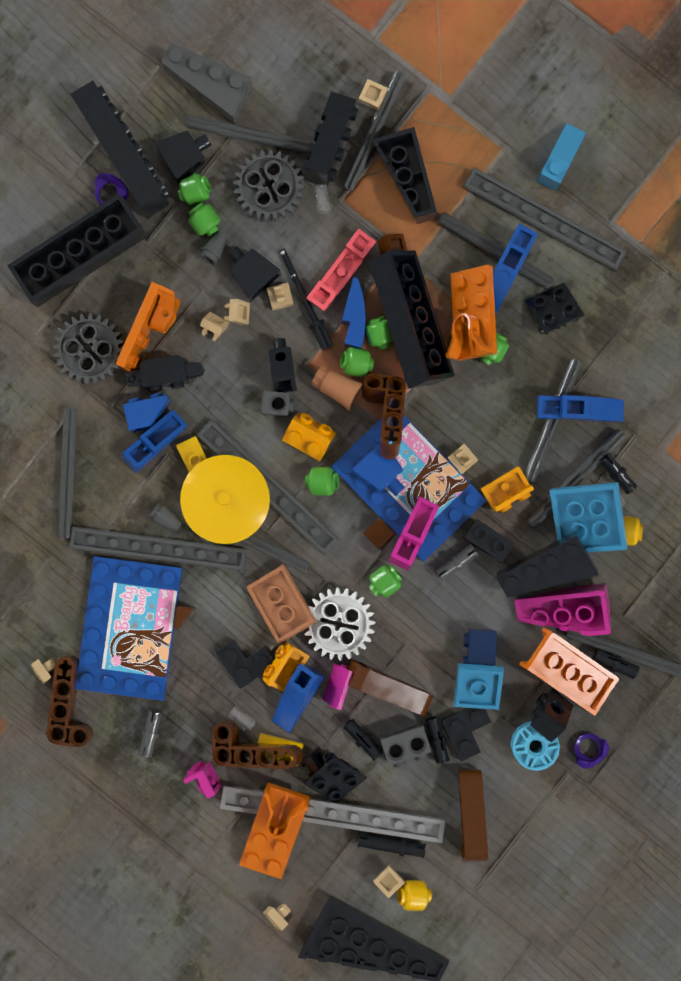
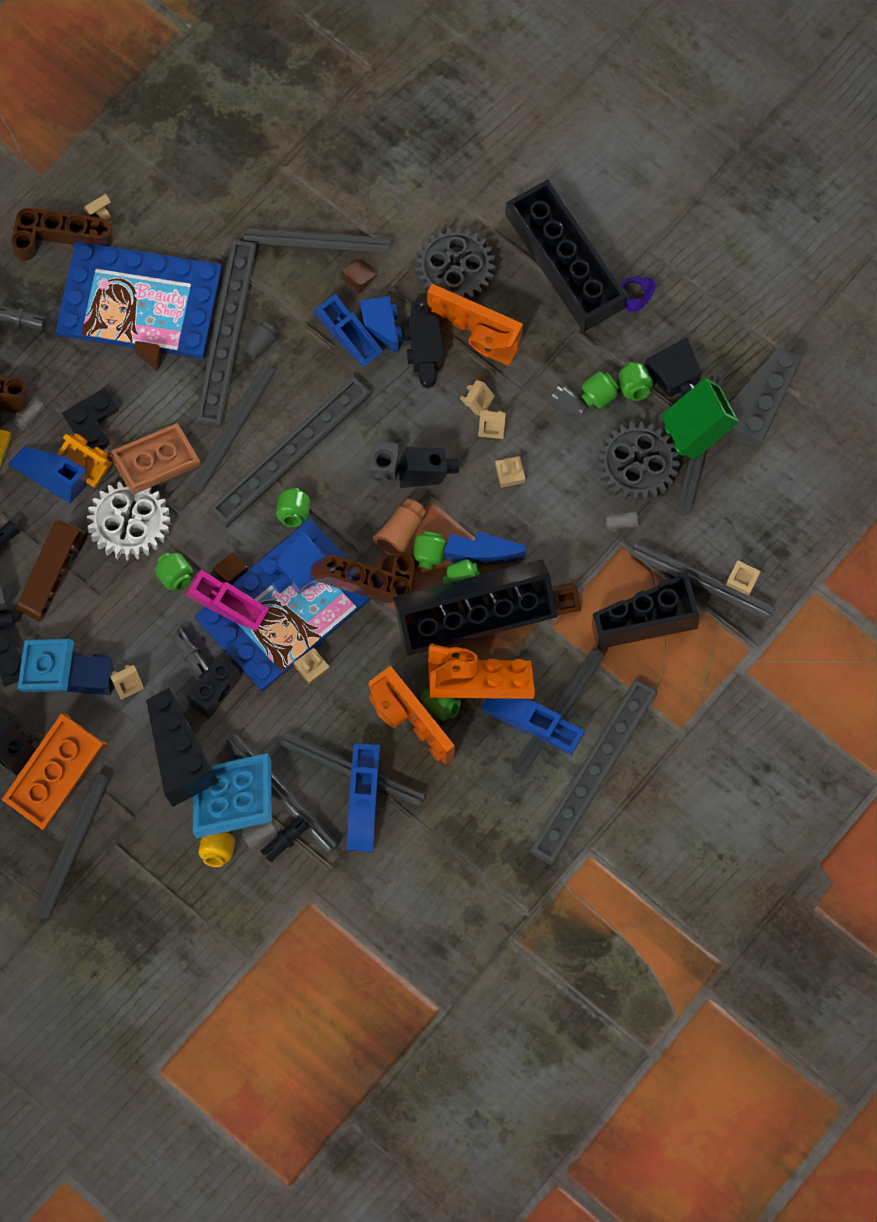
camera: 85 degrees right, 15 degrees down
(100, 434) = (358, 275): none -> reddish brown slope
(121, 148) = (679, 302): black brick -> none
(191, 452) = (324, 375): yellow plate -> none
(225, 499) = (277, 401): yellow dish -> none
(233, 129) = (699, 419): none -> green brick
(252, 272) = (537, 440): black torso -> none
(309, 435) = (347, 496): light orange bracket -> none
(317, 325) = (473, 510): black piece -> none
(329, 139) = (690, 528): black wedge -> none
(337, 686) = (57, 513): dark pink piece -> none
(342, 270) = (537, 539): coral slope -> none
(486, 616) = (127, 681): none -> tan tile
(490, 389) = (401, 704): none -> orange plate
(507, 489) = (272, 710): light orange bracket -> none
(554, 308) = (485, 776): black hinge -> none
(561, 157) = (668, 792): dark azure slope -> none
(573, 609) = (127, 780): dark pink wedge -> none
(615, 663) = (60, 827): black pin -> none

